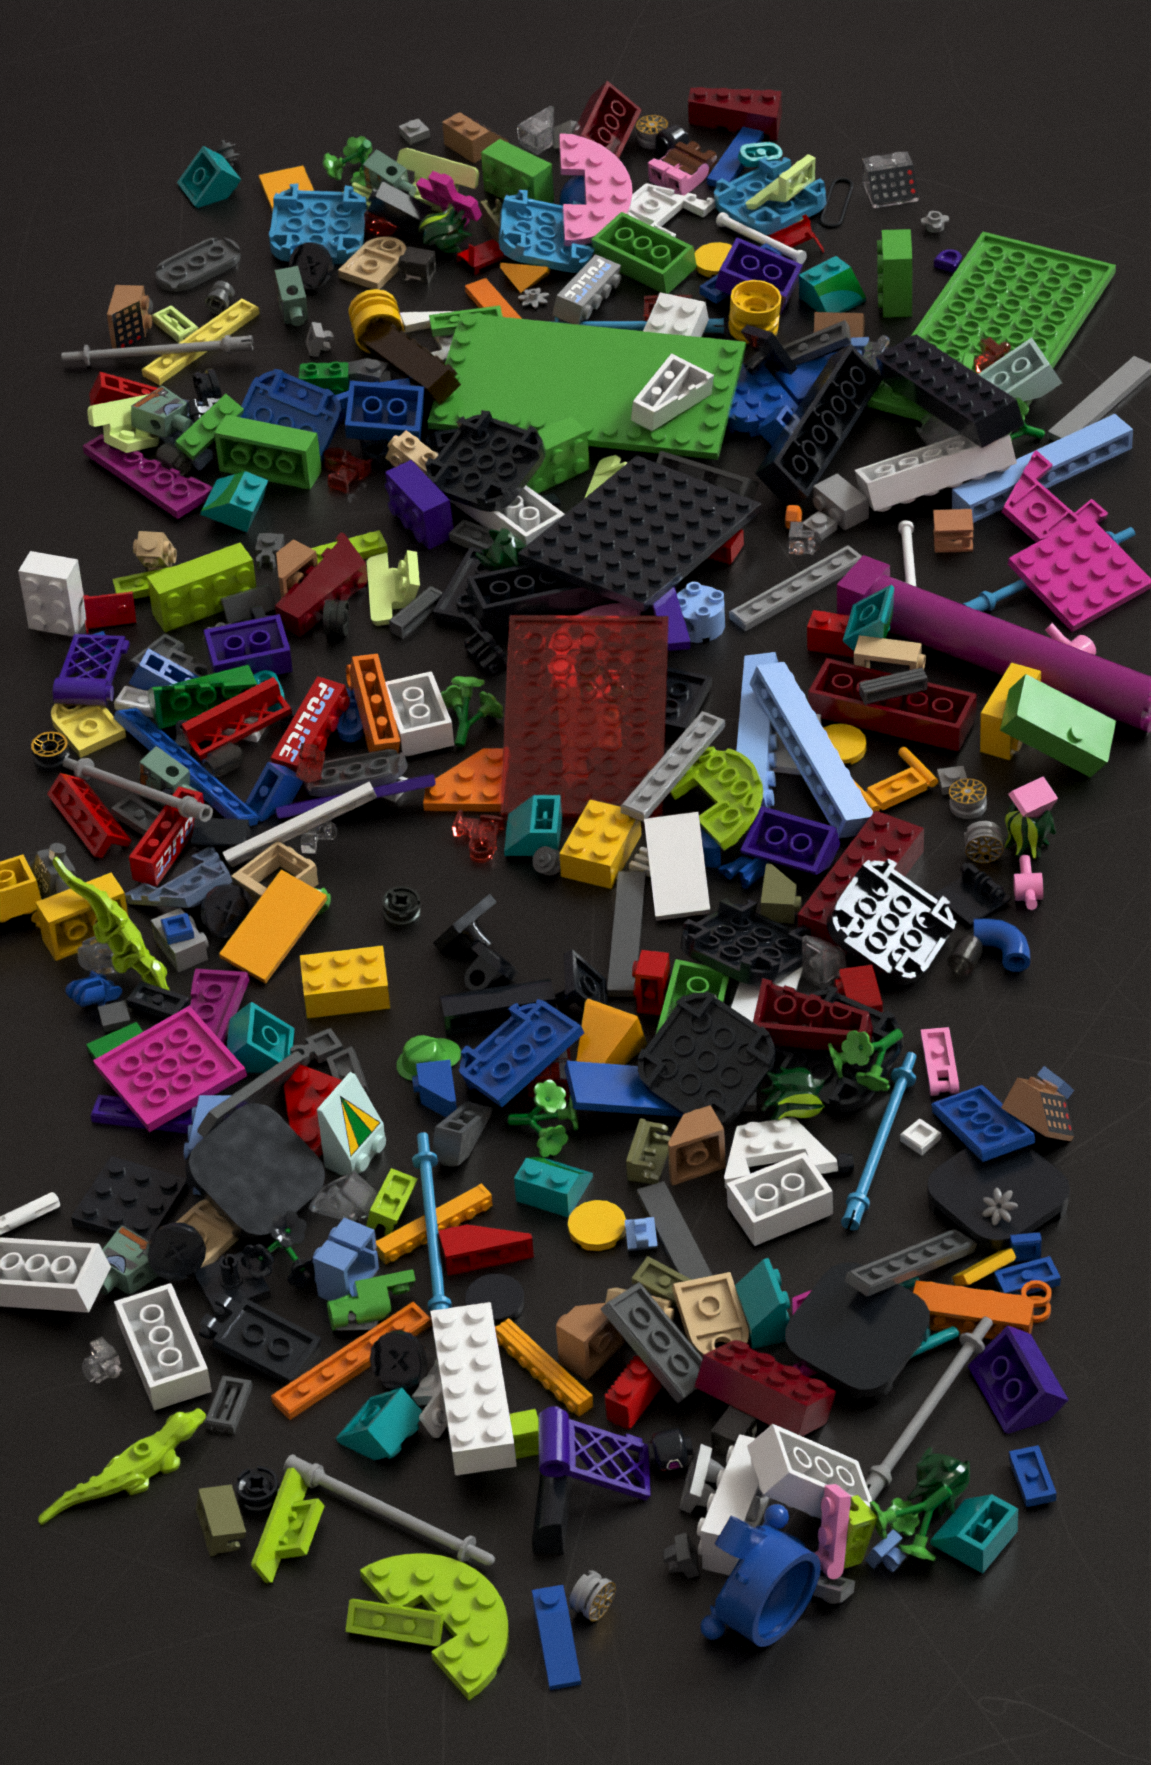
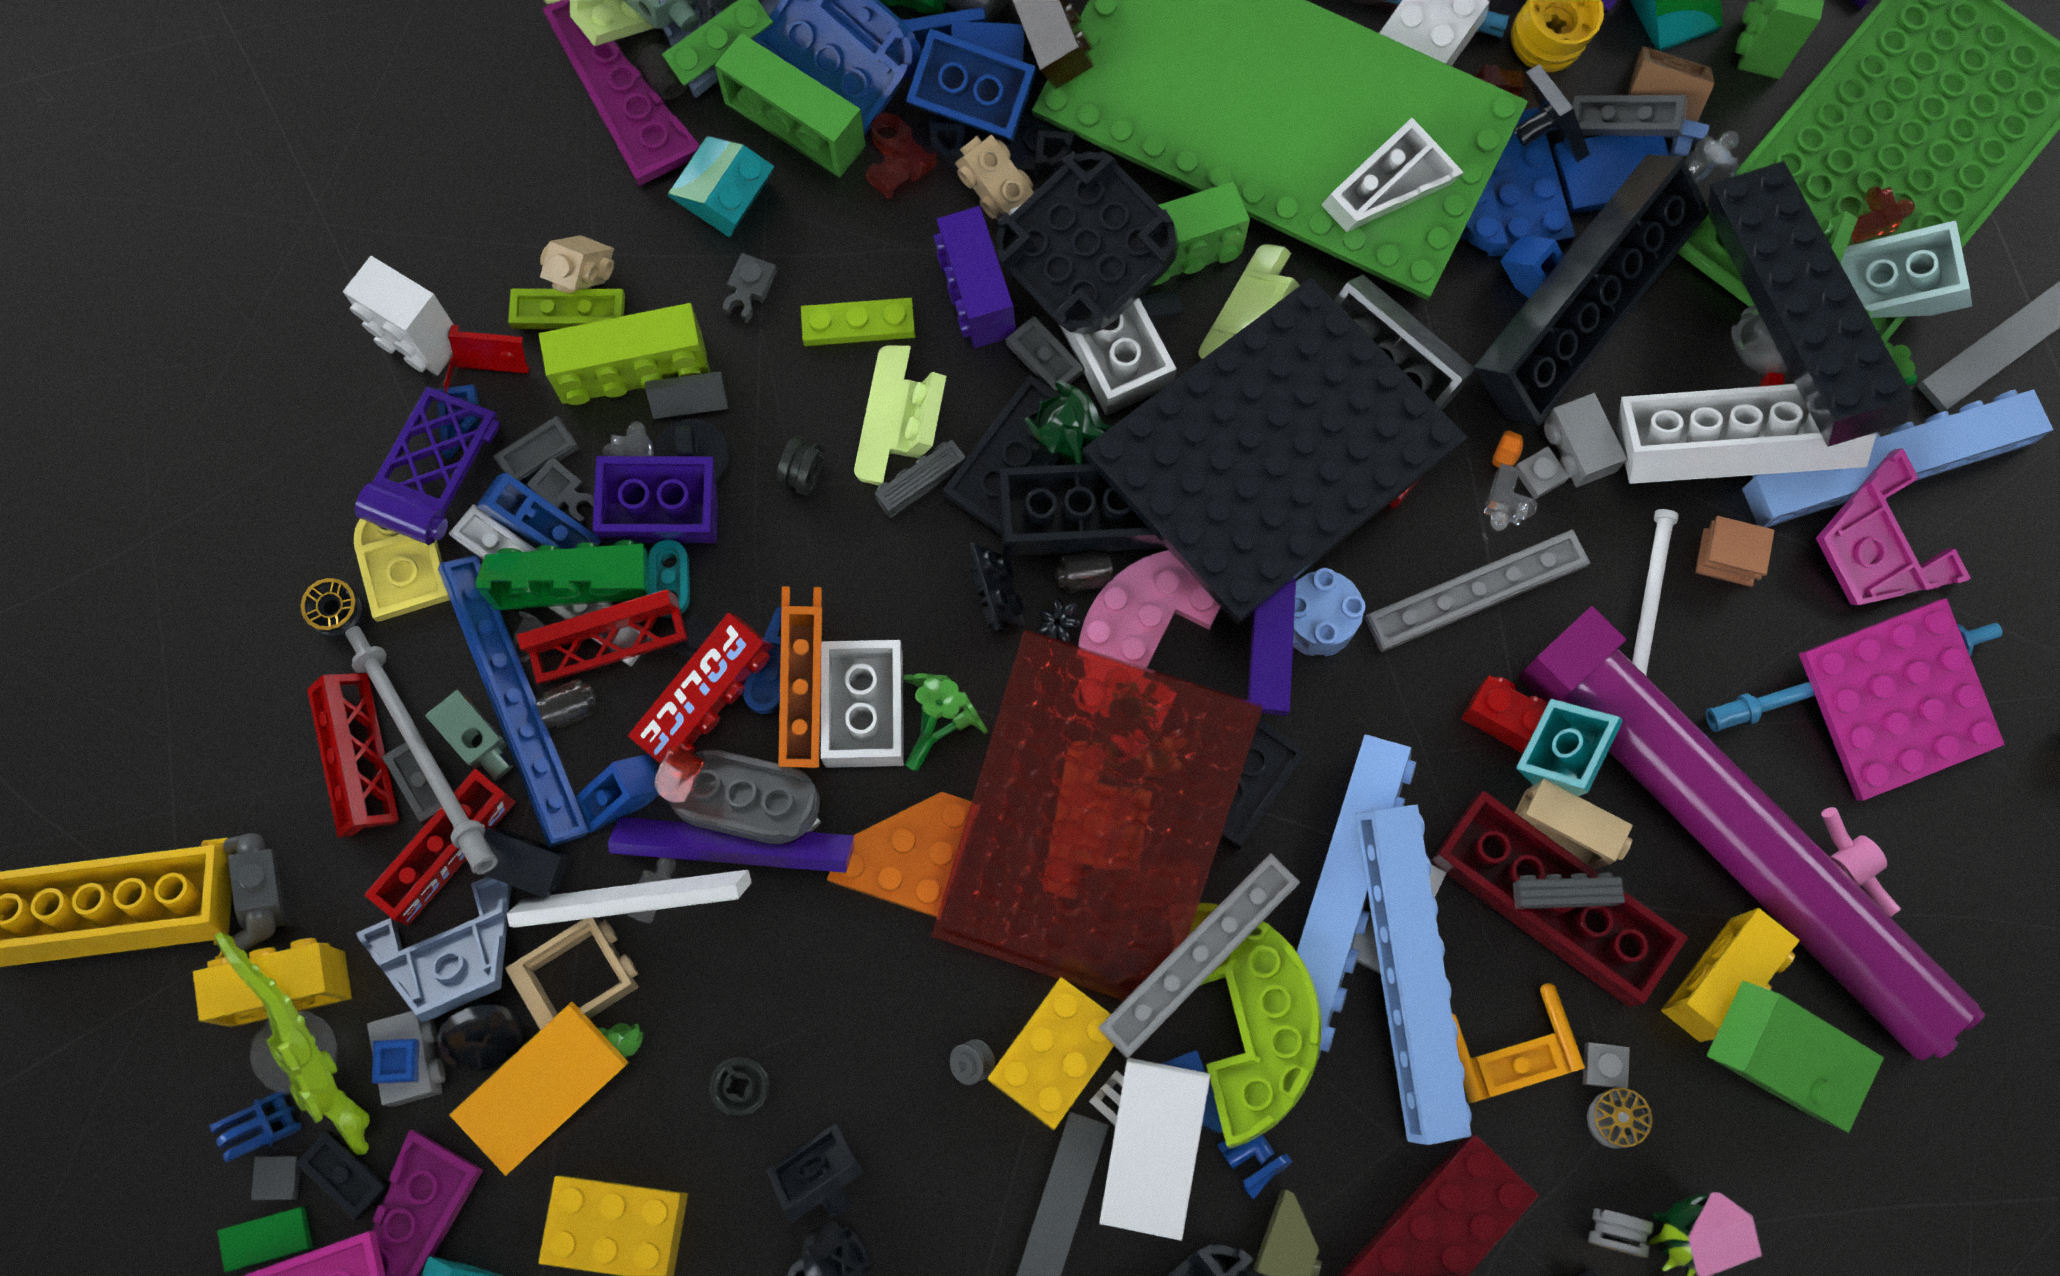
camera: 10 degrees right, 30 degrees up
(293, 563) = (760, 371): medium nougat slope -> none
(334, 578) = (797, 401): dark red wedge -> none
(480, 832) = (898, 958): clear red piece -> none
(534, 825) = (968, 991): teal slope -> none
(791, 841) = (1333, 1157): dark purple slope -> none
(848, 742) = (1468, 939): yellow tile -> none

